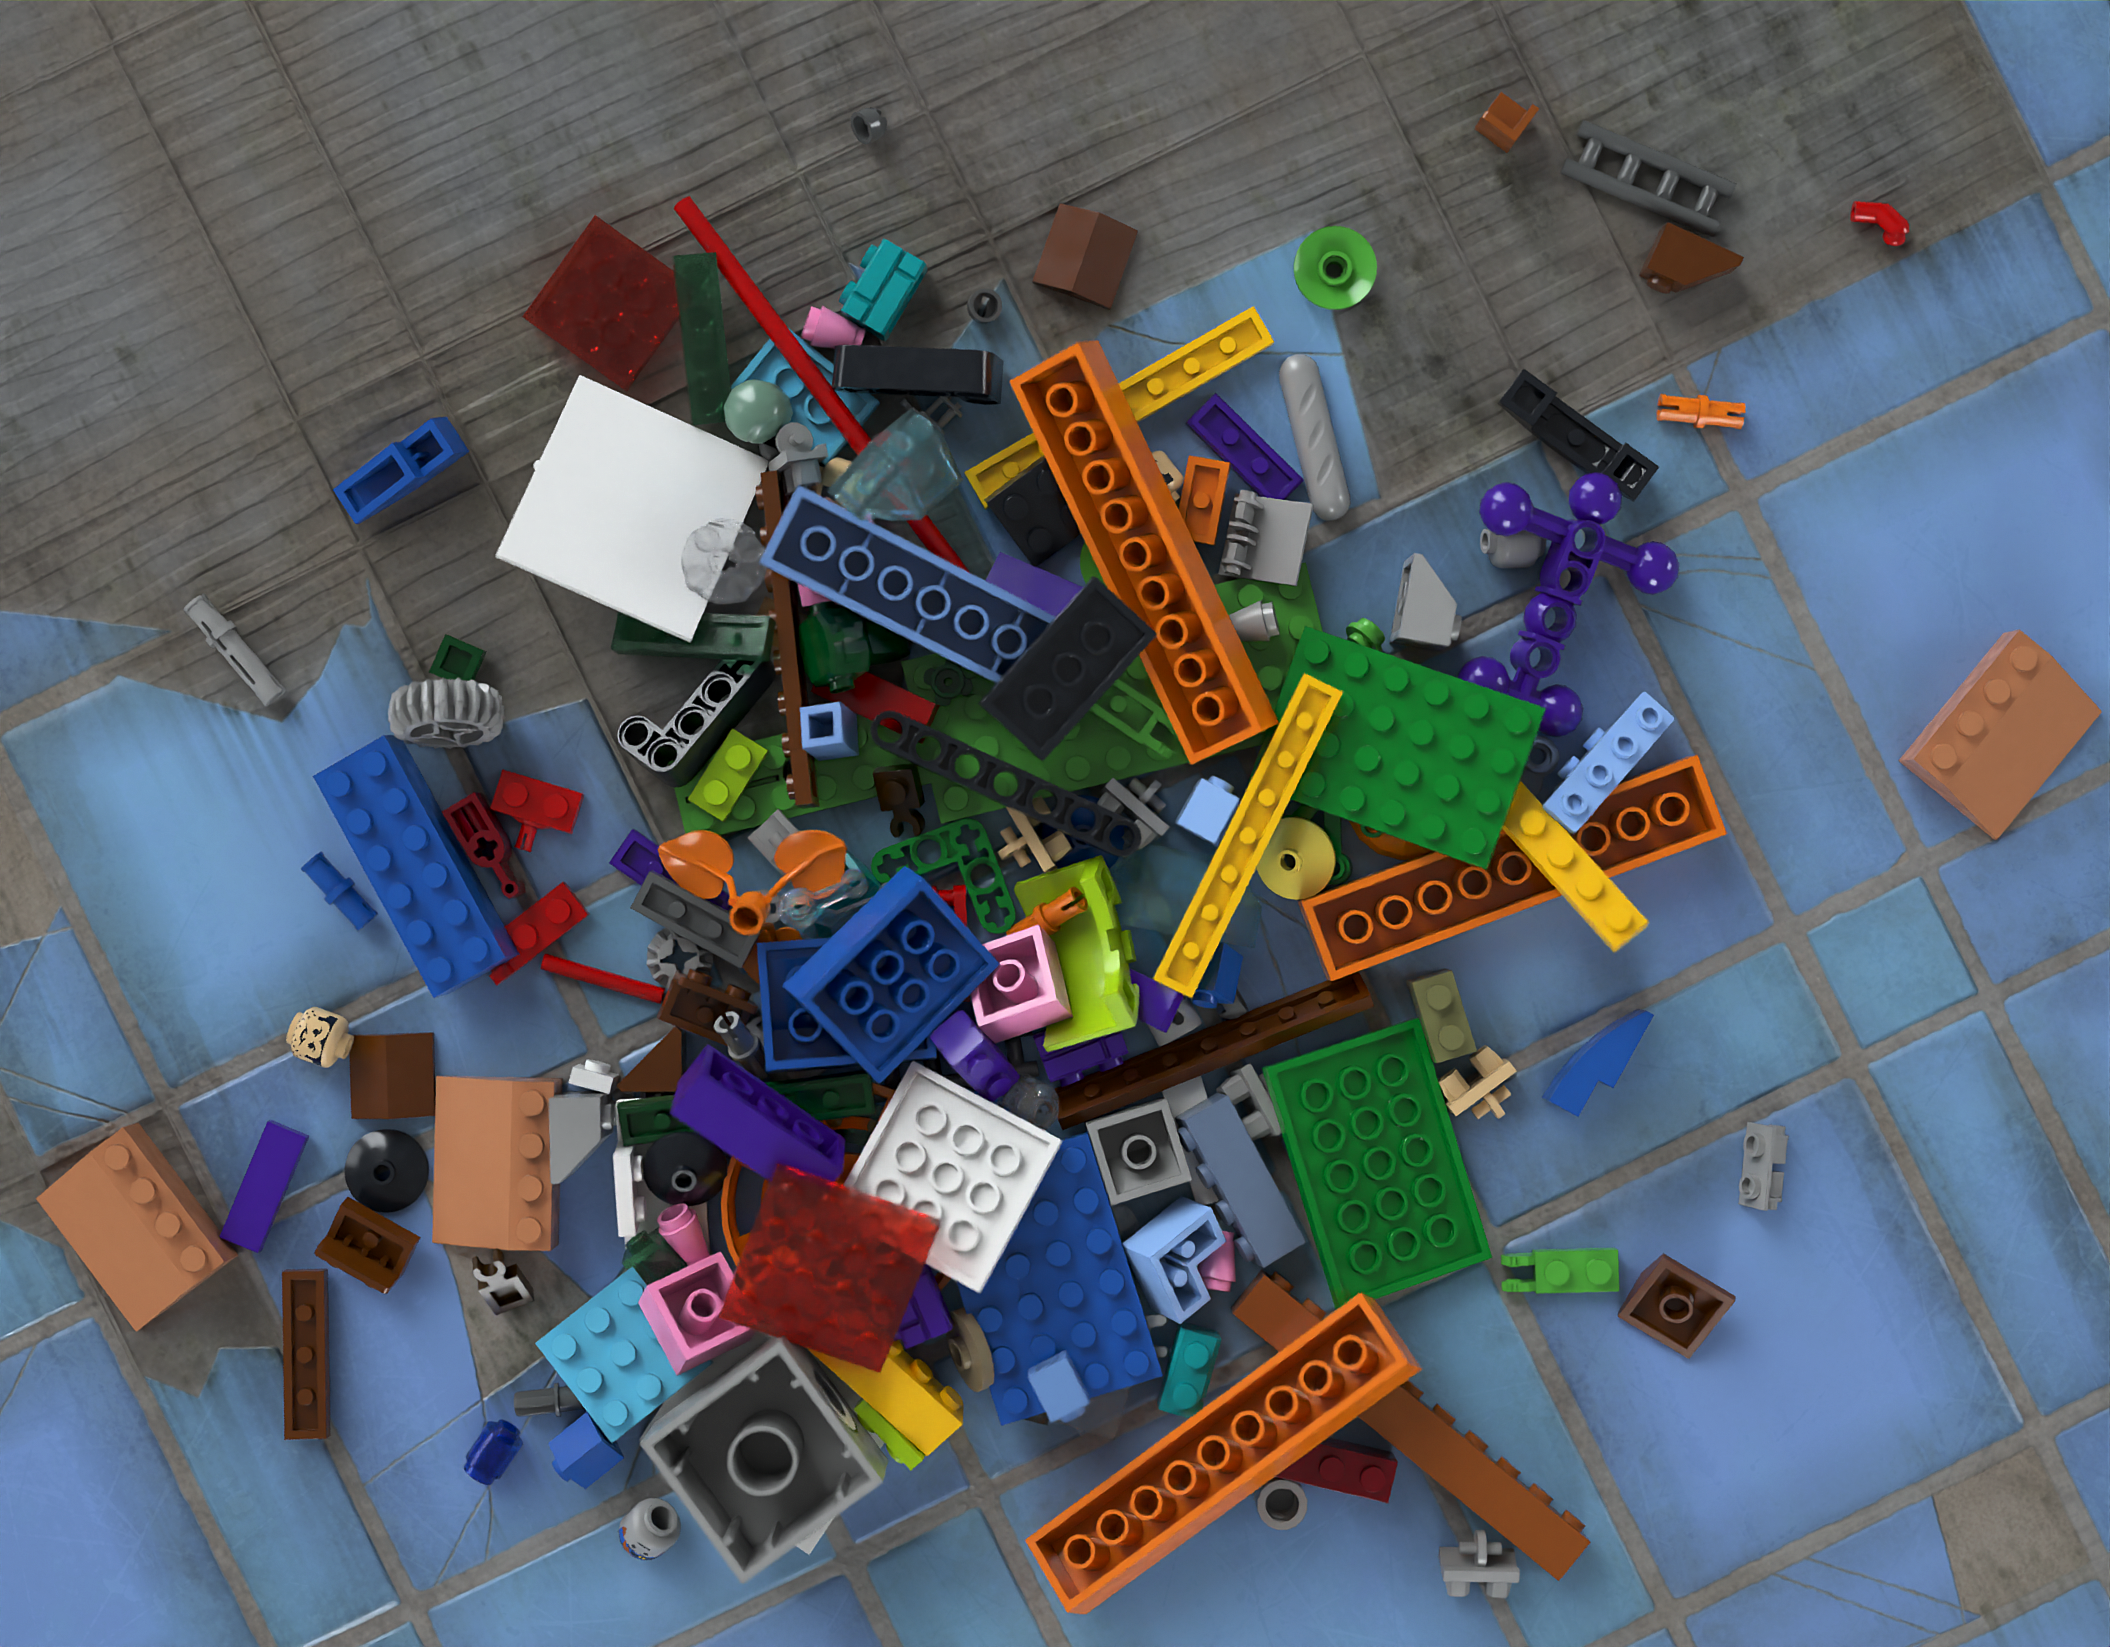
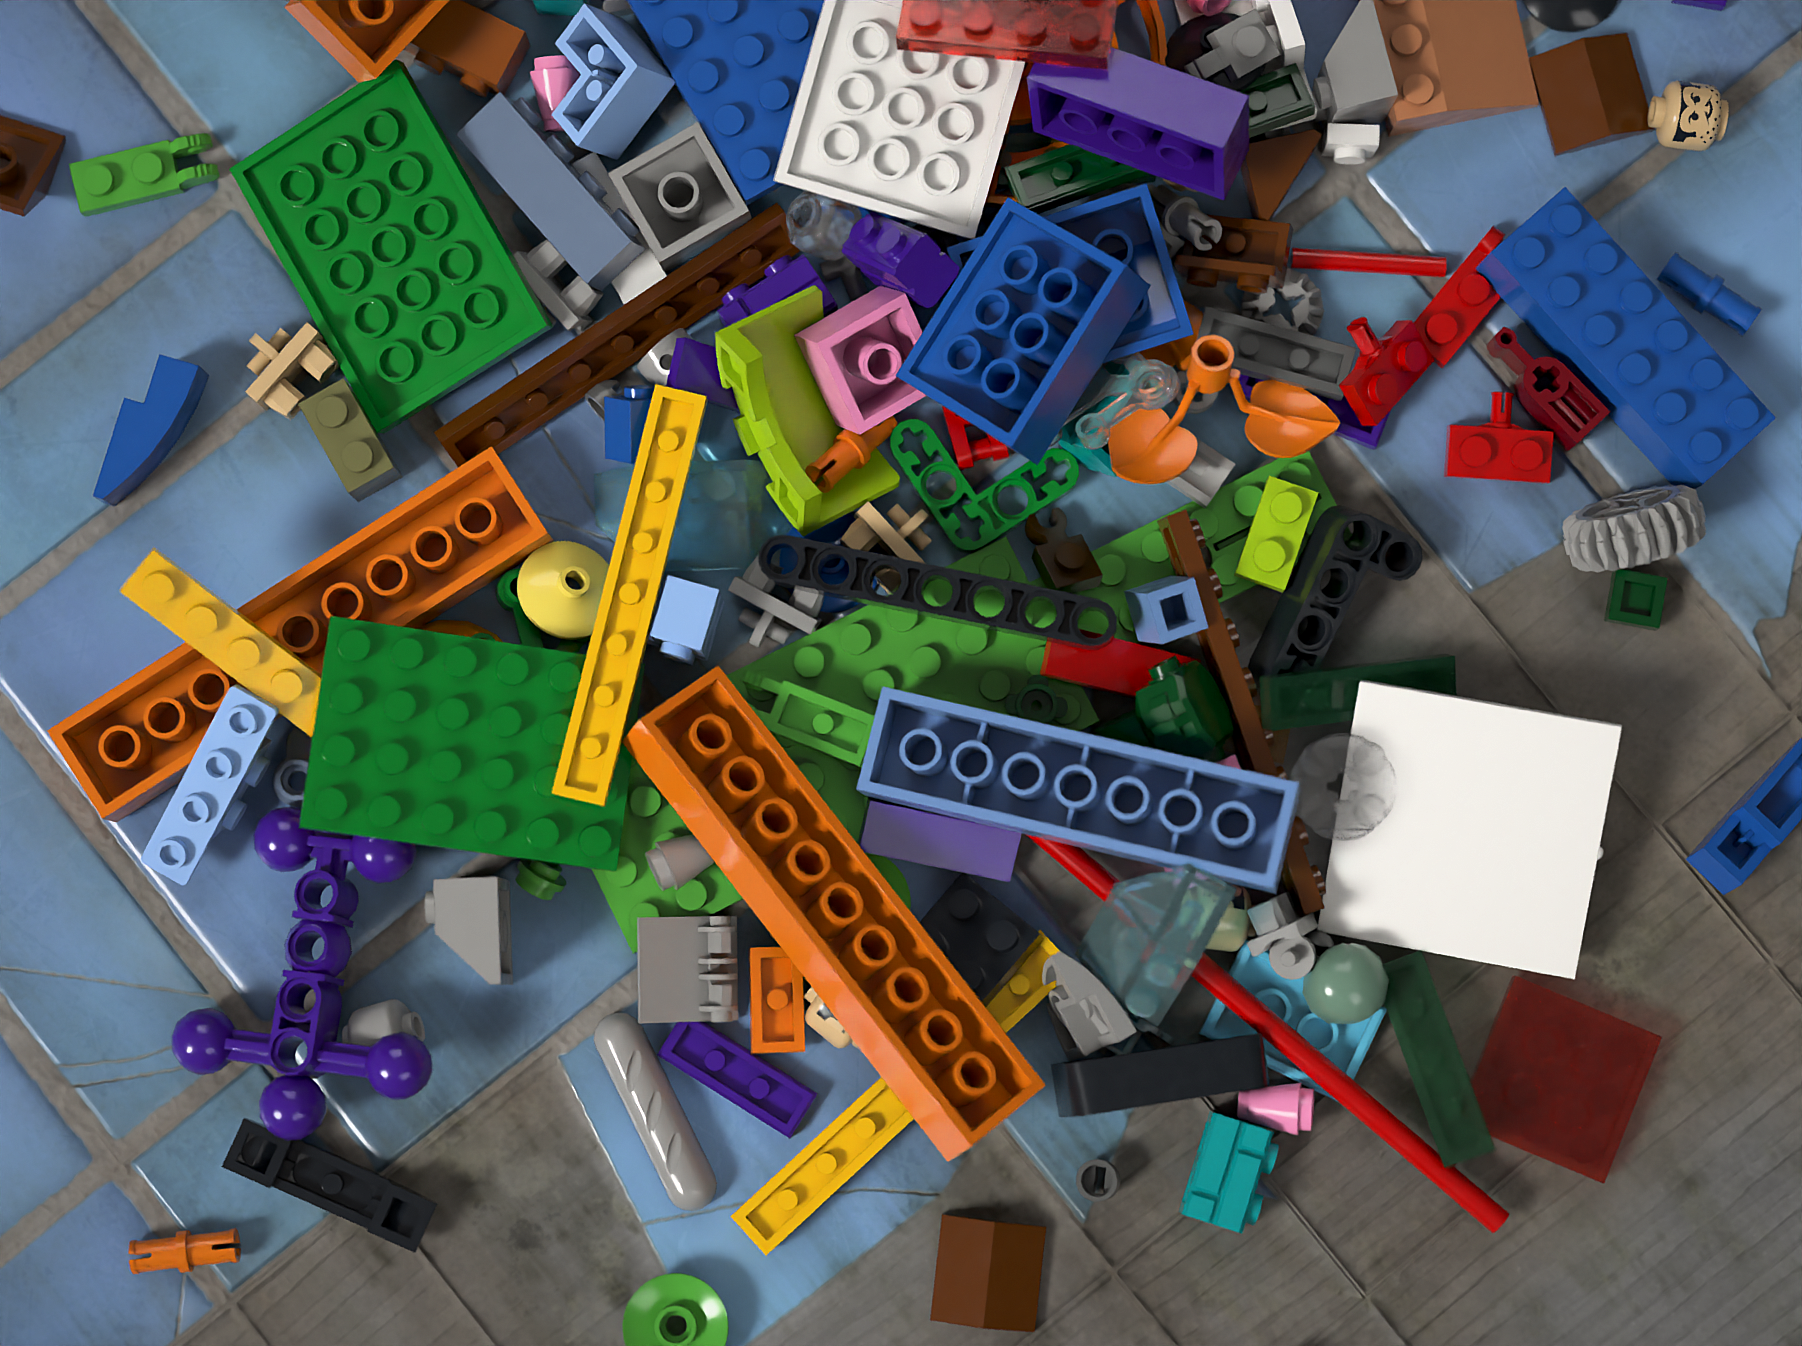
camera: 175 degrees right, 5 degrees down
(611, 887) = (1384, 368): none -> red plate
(667, 1164) = (1236, 49): none -> light grey plate
(966, 435) = (1082, 1008): none -> light grey brick
(1067, 668) = (893, 743): black plate -> none

